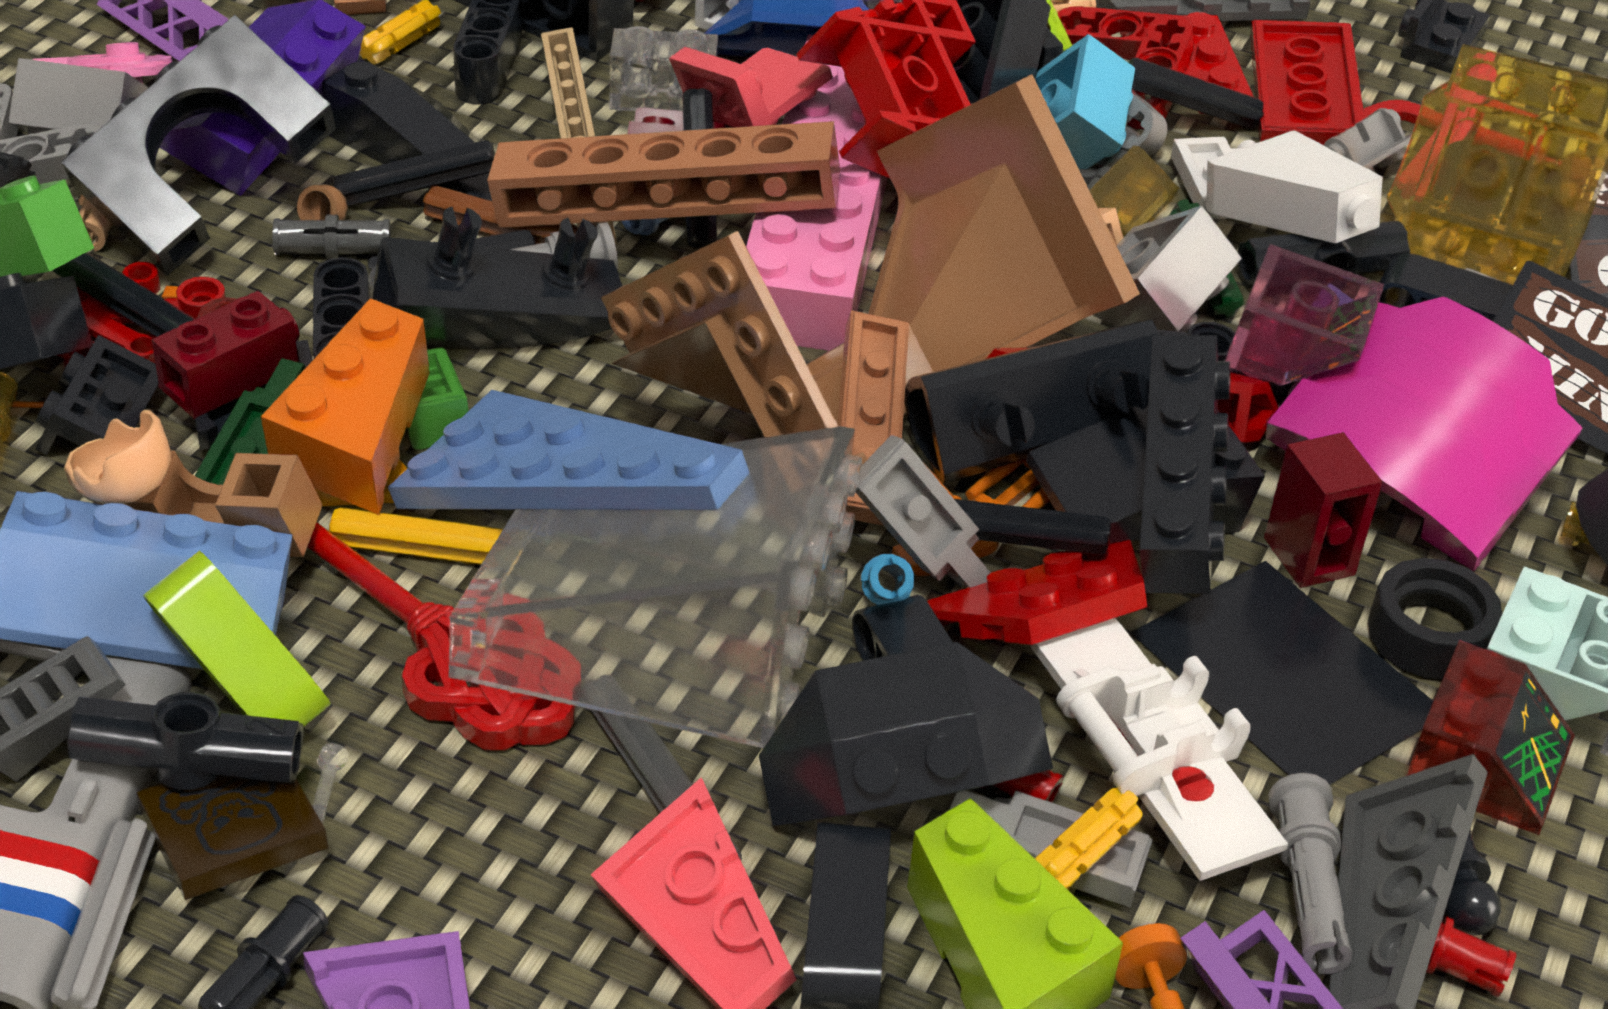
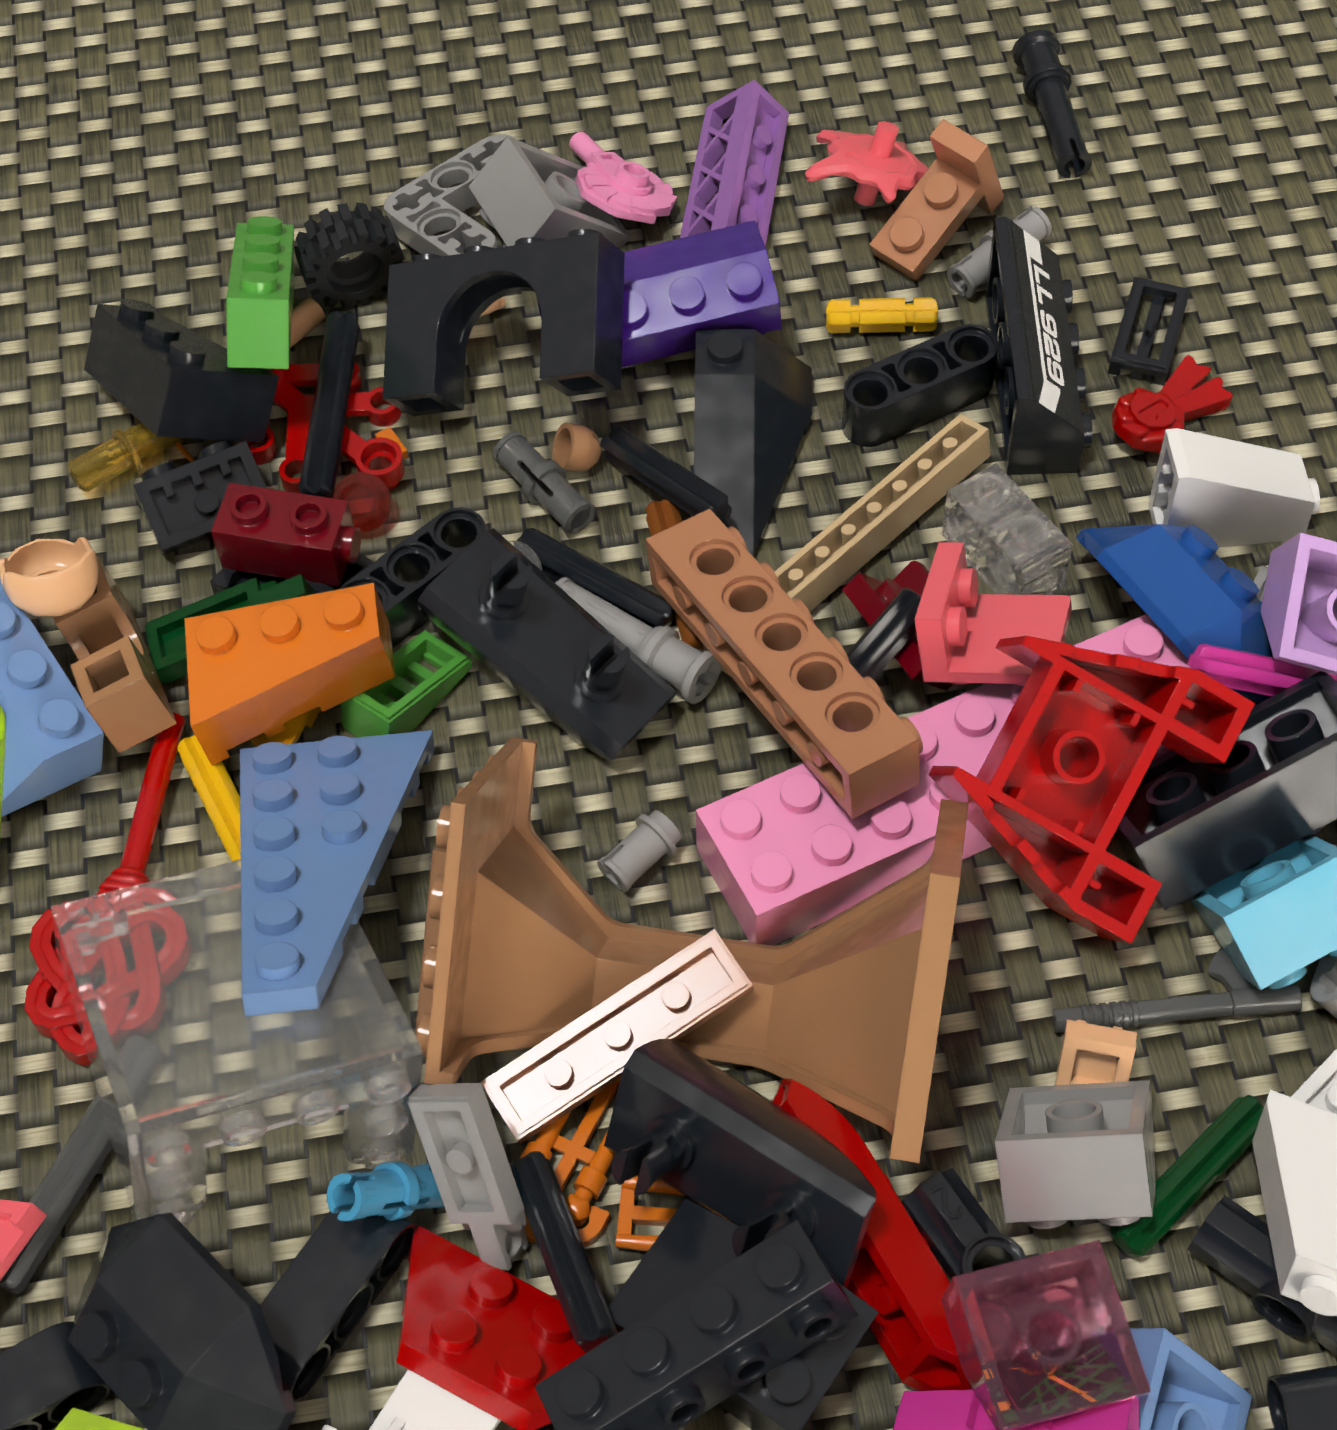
camera: 60 degrees right, 15 degrees up
(1135, 189) = (1227, 1044): clear yellow slope -> none

